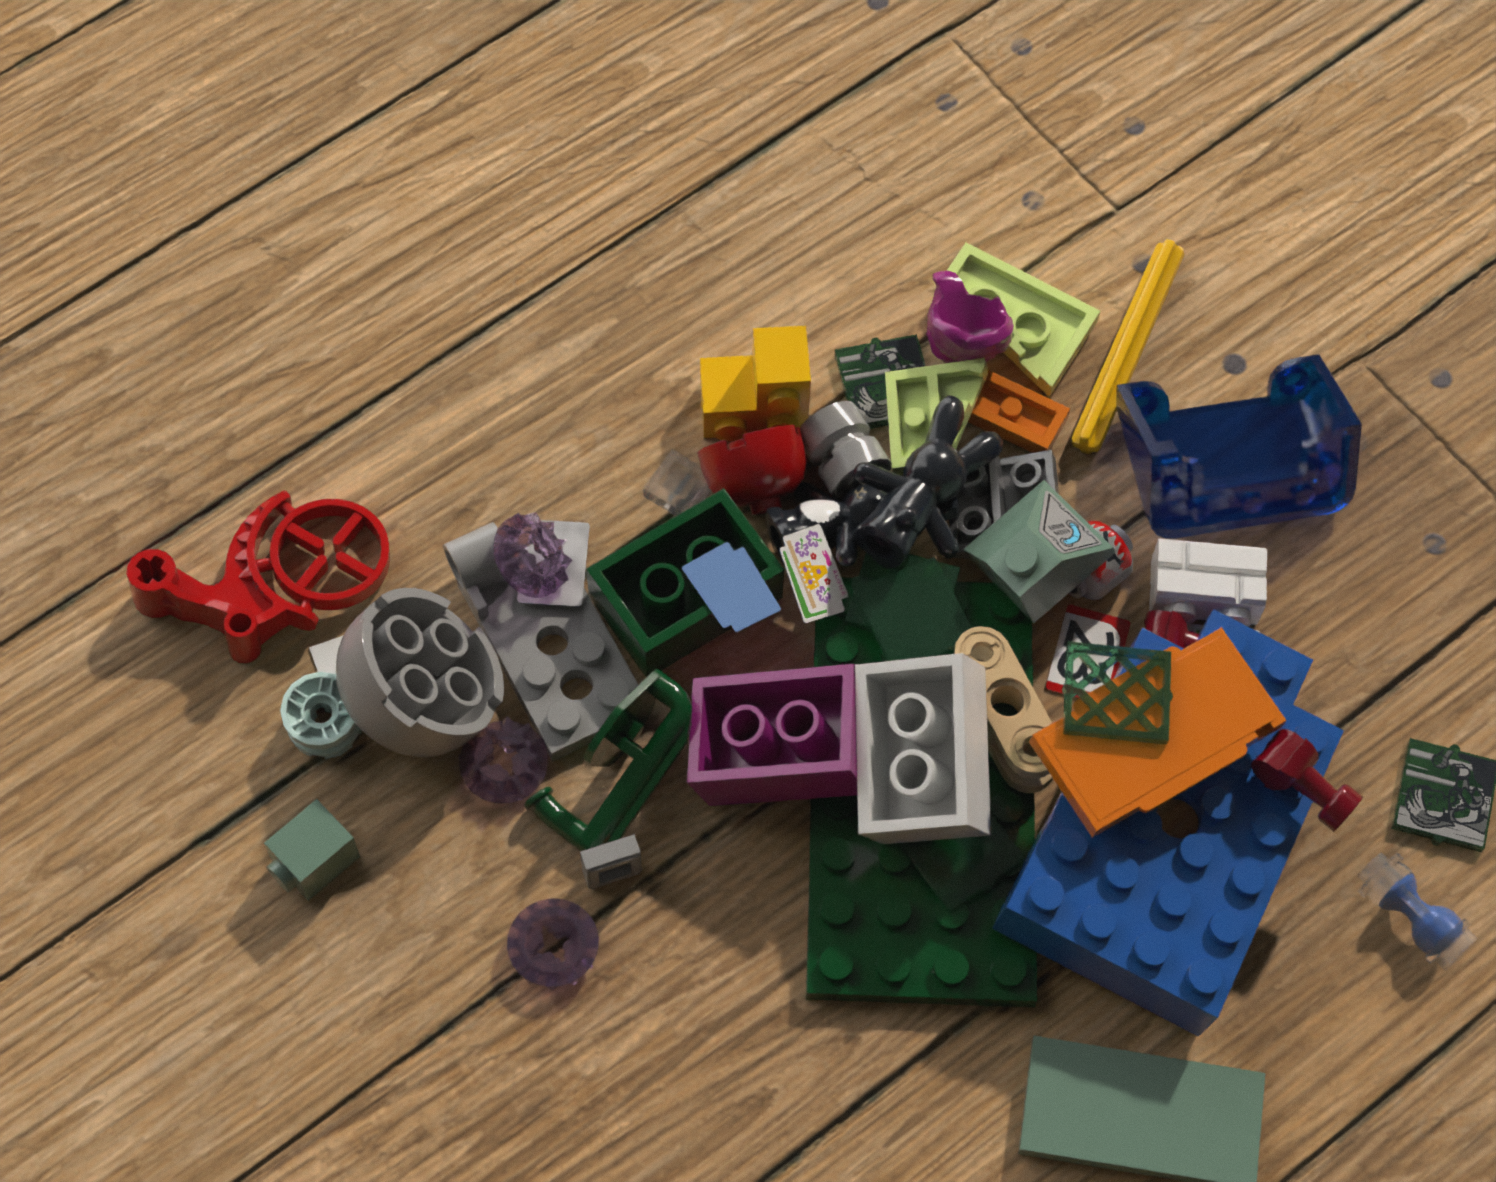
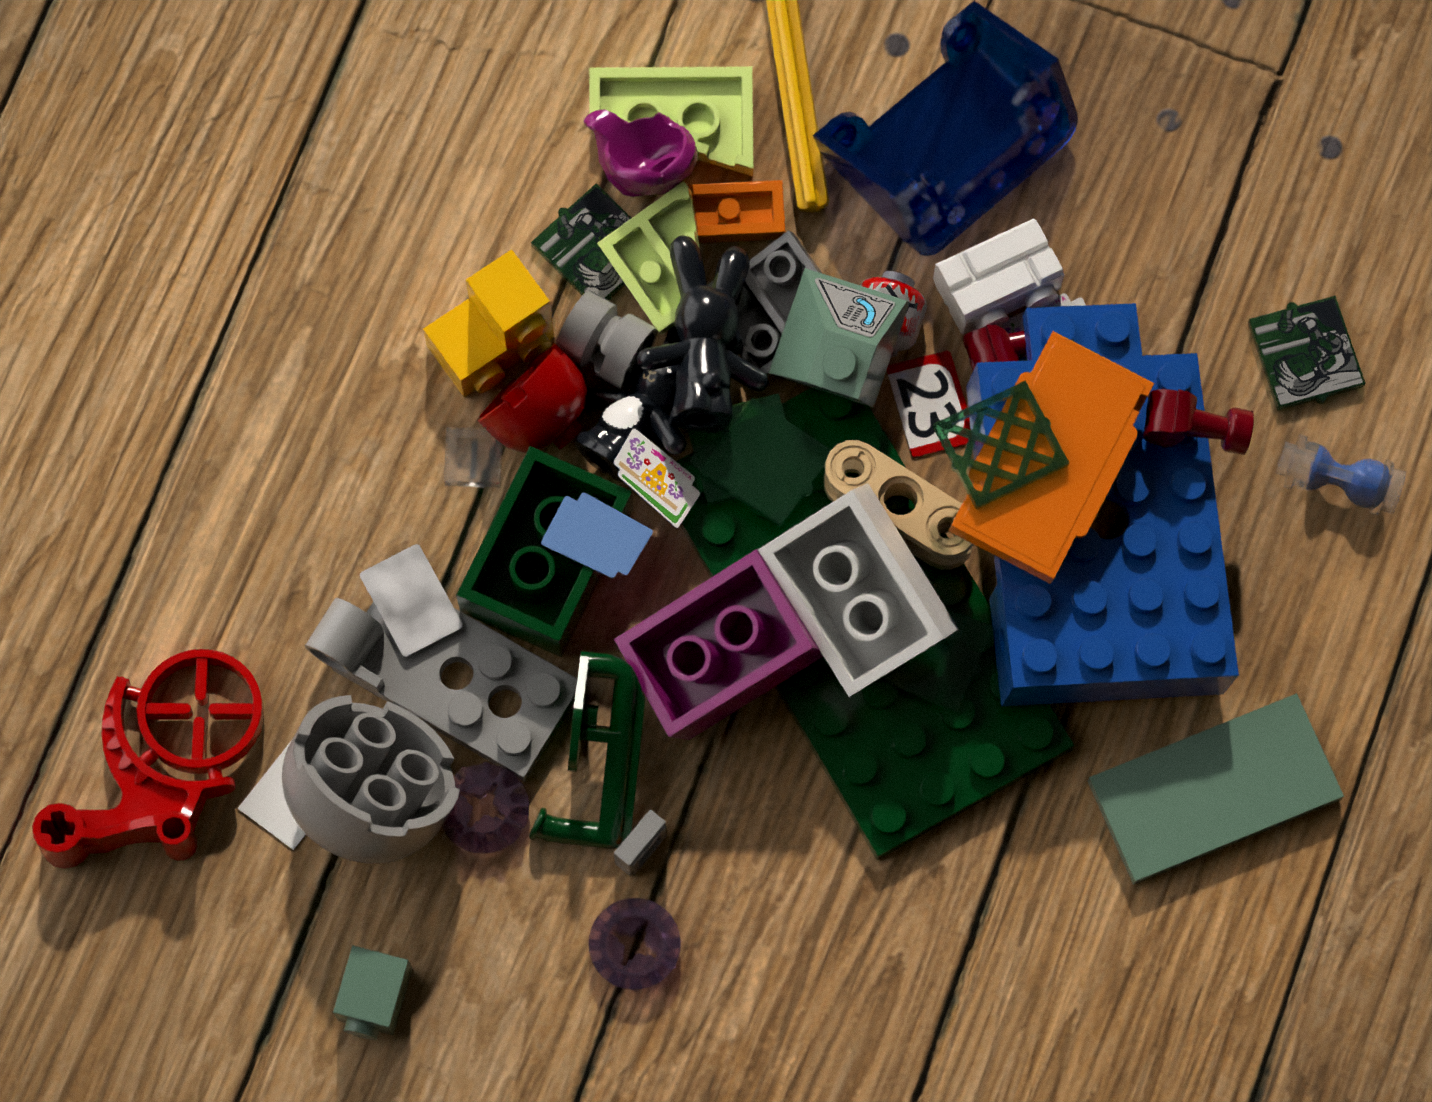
camera: 30 degrees left, 10 degrees up
(299, 716) = (296, 889): light aqua wheel -> none
(519, 566) = (392, 628): clear purple gear -> none

